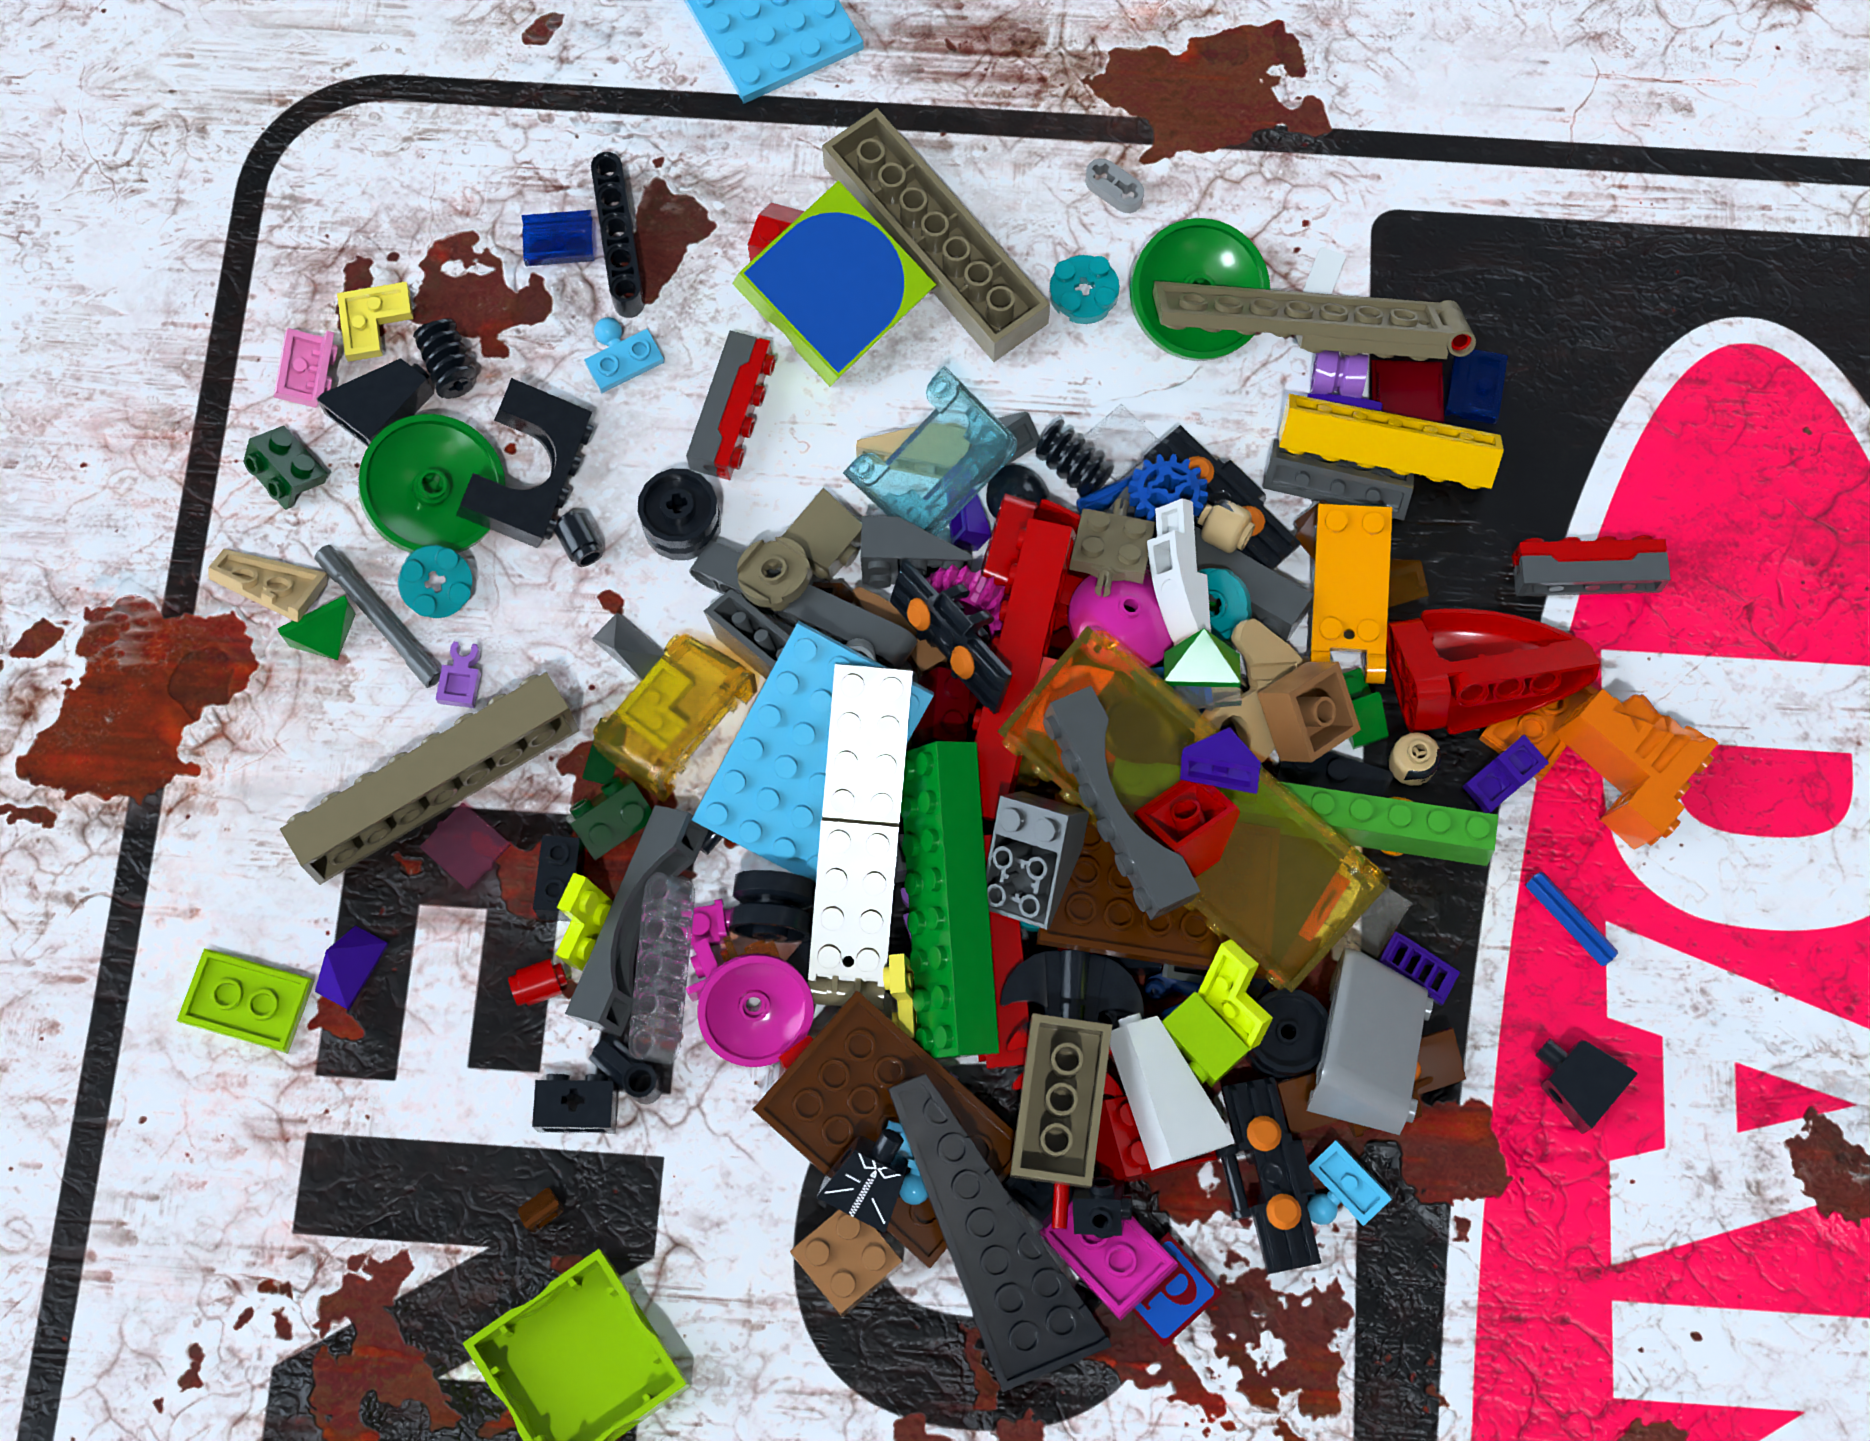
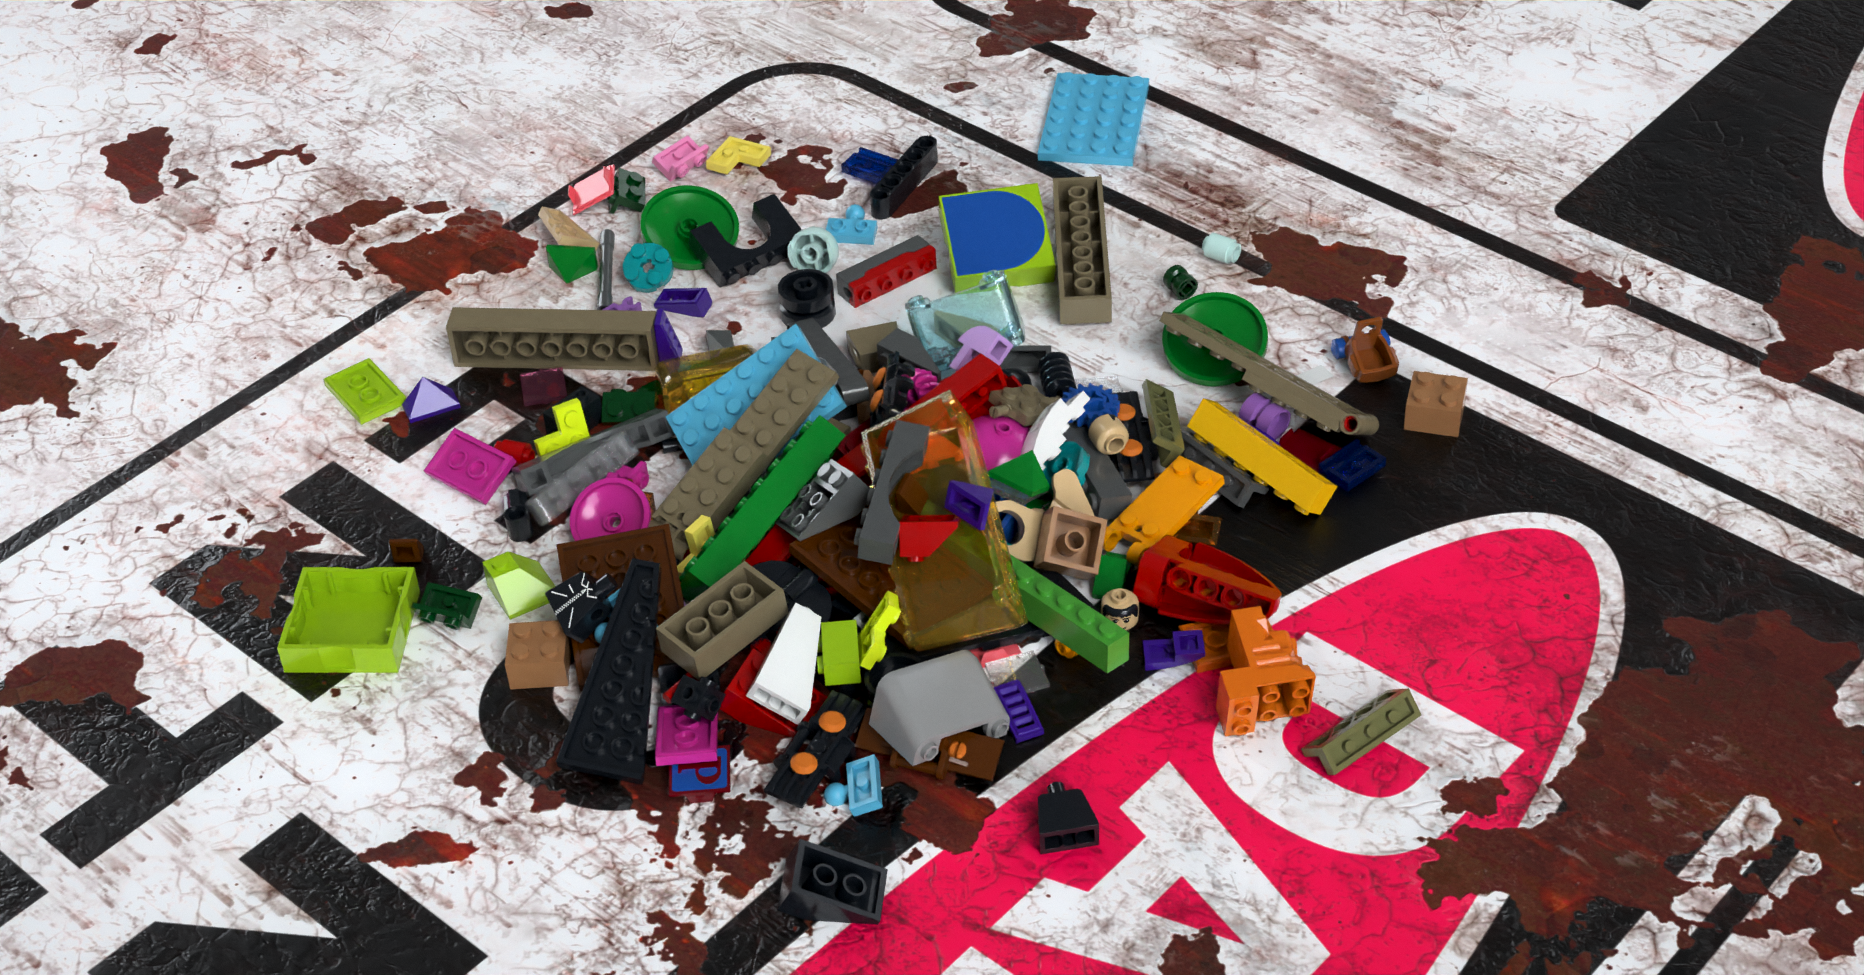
camera: 40 degrees right, 30 degrees down
(239, 490) = (592, 189): none -> piece
(377, 399) = (717, 180): black slope -> none
(445, 358) = (755, 183): black piece -> none
(502, 1037) = (470, 466): none -> dark pink tile
(515, 591) = (685, 301): none -> dark purple slope
(572, 689) = (666, 338): none -> dark purple slope
(578, 538) = (743, 287): black brick -> none
(595, 1116) = (473, 514): black brick -> none
(622, 431) = (813, 249): none -> light aqua cylinder
(673, 1263) = (447, 605): none -> dark green bracket
(726, 1168) = (517, 583): none -> lime slope
(772, 906) = (662, 470): black wheel -> none
(785, 587) = (825, 332): dark tan plate -> none
(994, 485) = (984, 341): none -> lavender brick
(1081, 216) = (1181, 282): none -> dark green wheel
(1084, 133) = (1221, 248): none -> light aqua brick
(1084, 270) = (1143, 307): teal plate -> none
(1114, 186) = (1217, 278): light grey beam -> none
(1124, 781) = (911, 495): none -> reddish brown slope
(1255, 458) = (1163, 422): none -> olive fence
(1372, 207) = (1367, 353): none -> dark orange piece
(1432, 1341) = (831, 886): none -> black slope
(1497, 240) = (1435, 403): none -> medium nougat brick
(1572, 919) = (1144, 743): blue axle -> none
(1590, 566) = (1336, 581): dark grey piece -> none
(1775, 758) = (1363, 730): none -> olive fence

